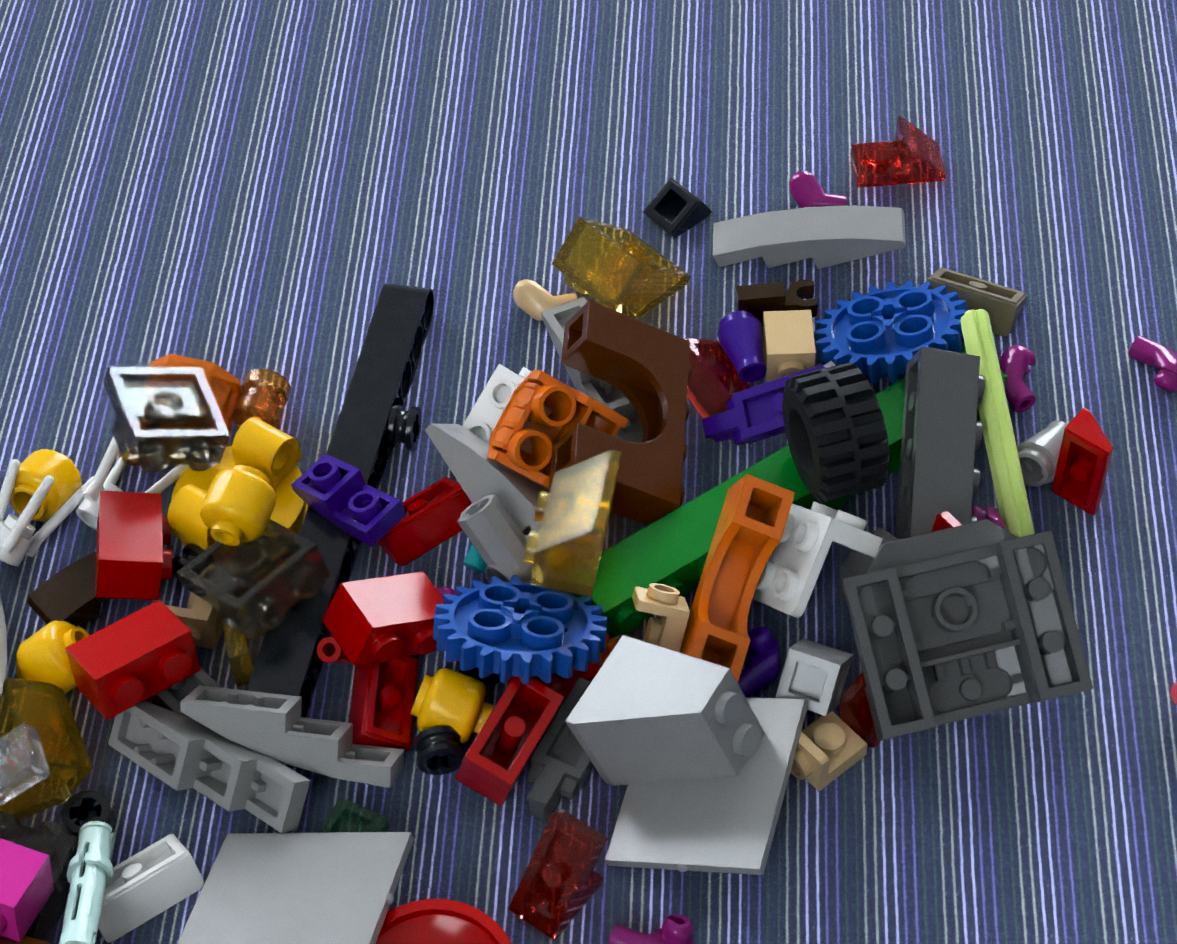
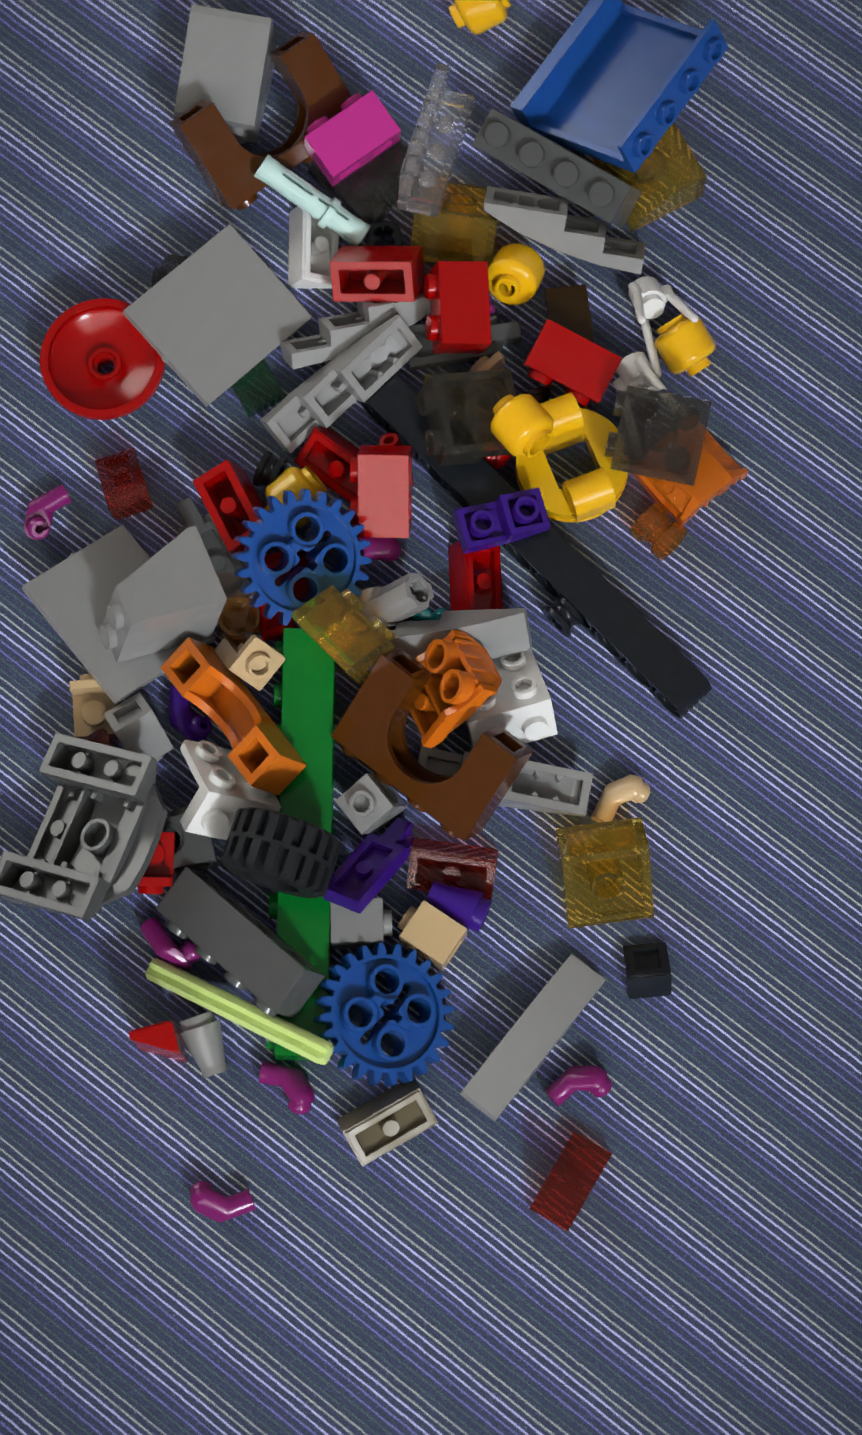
camera: 125 degrees right, 25 degrees up
(138, 772) = (377, 273): none -> red brick
(714, 449) = (370, 804): none -> light grey brick
(772, 297) = (489, 949): dark brown plate -> none

